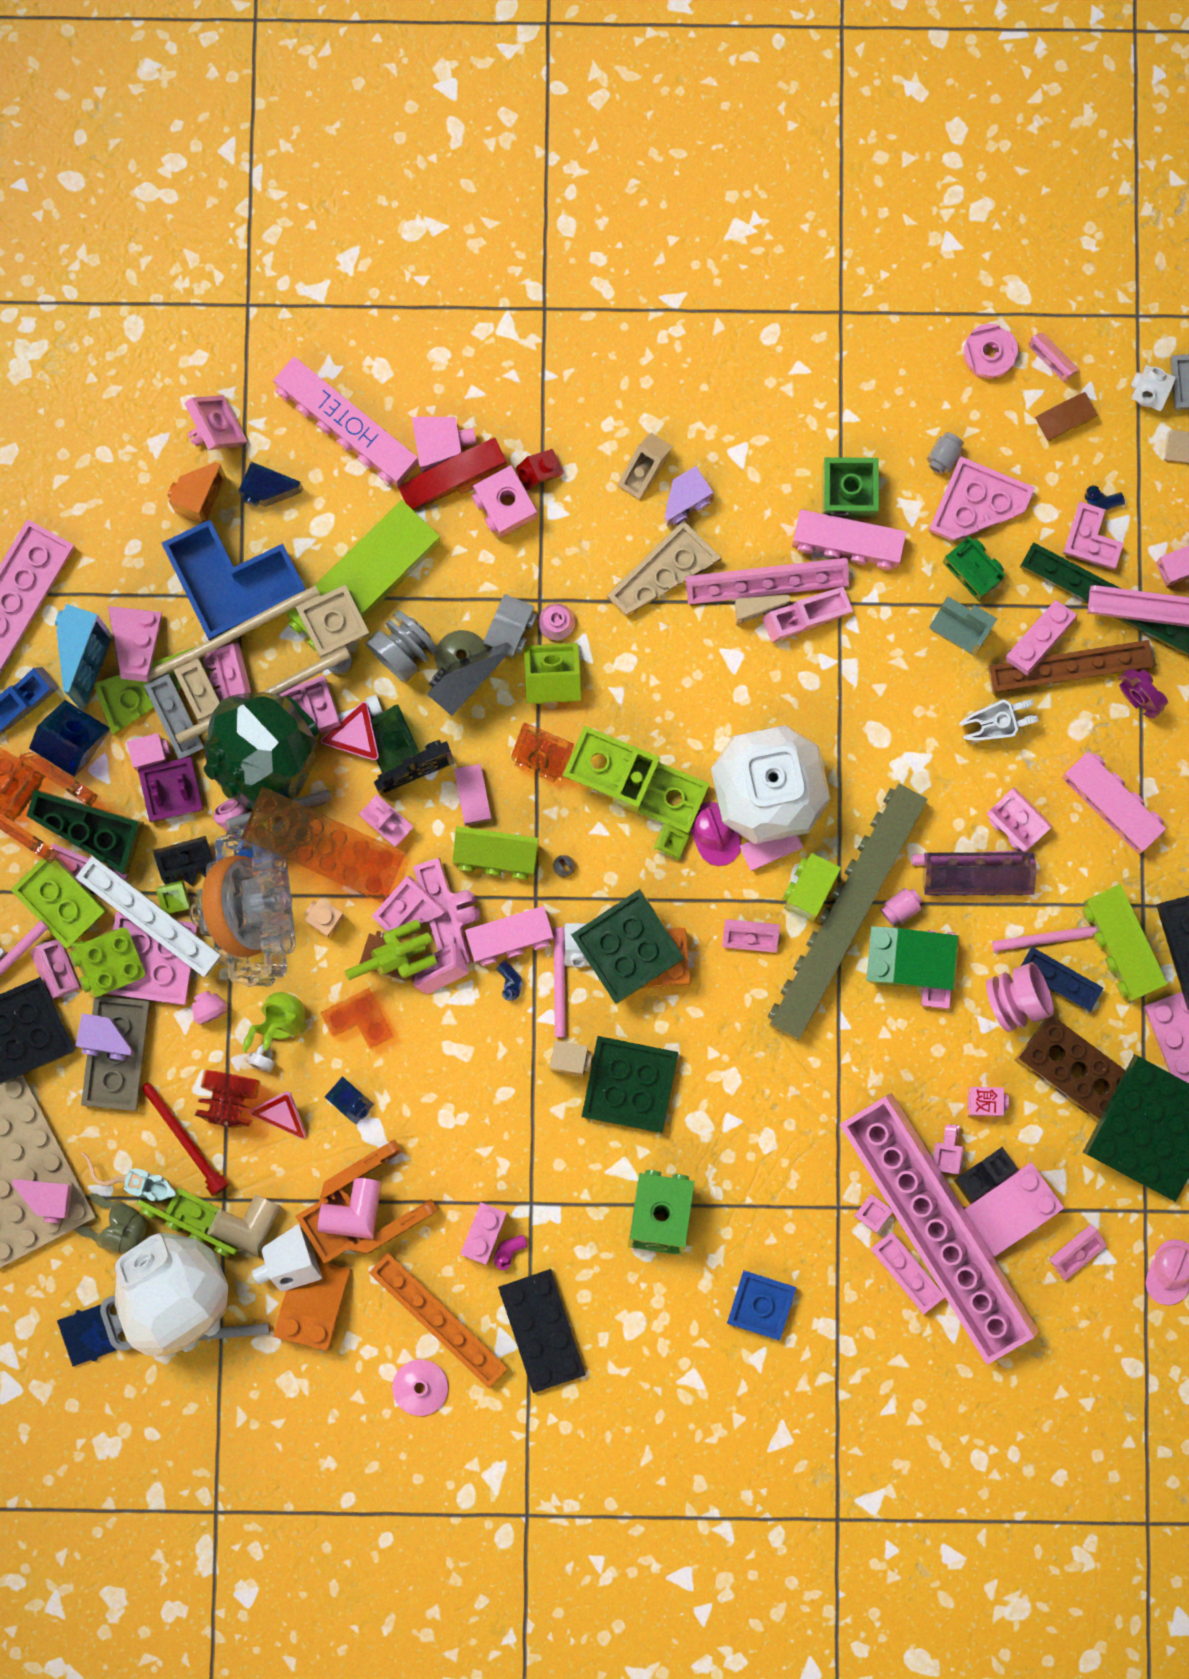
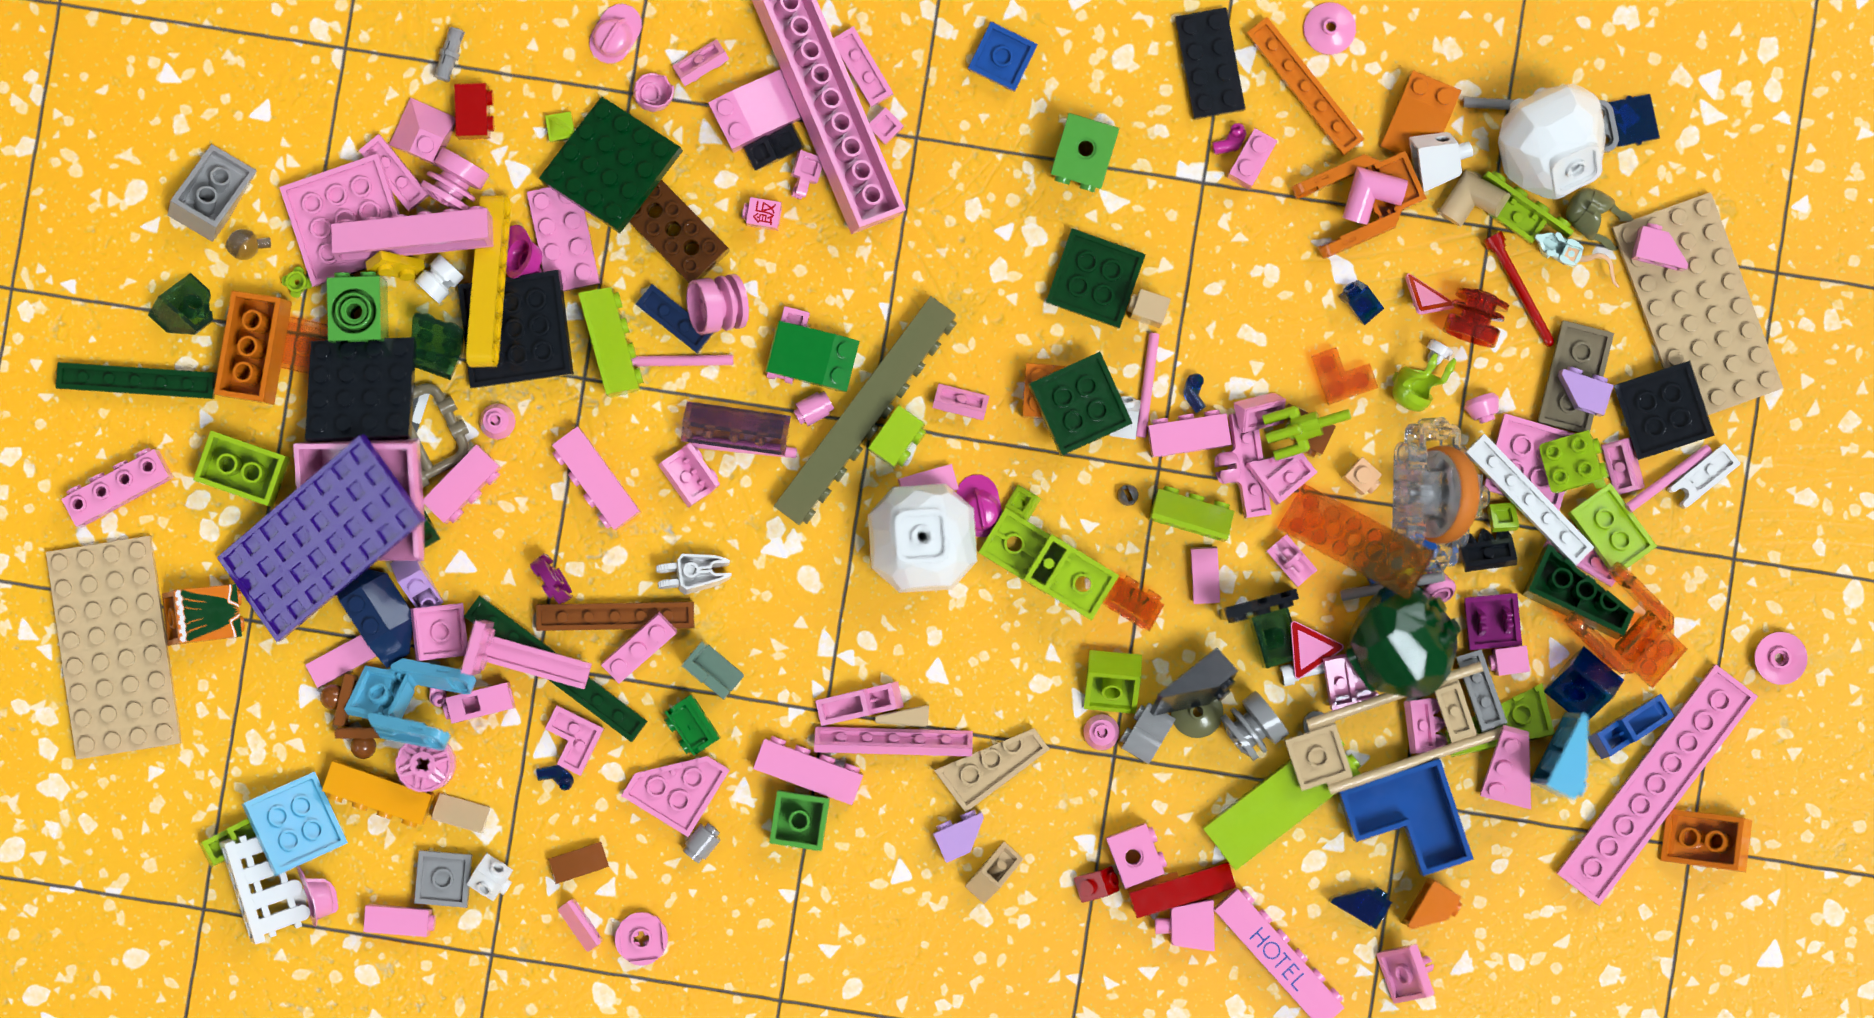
camera: 170 degrees left, 5 degrees up
(1122, 1213) = (653, 92): none -> bright pink hair

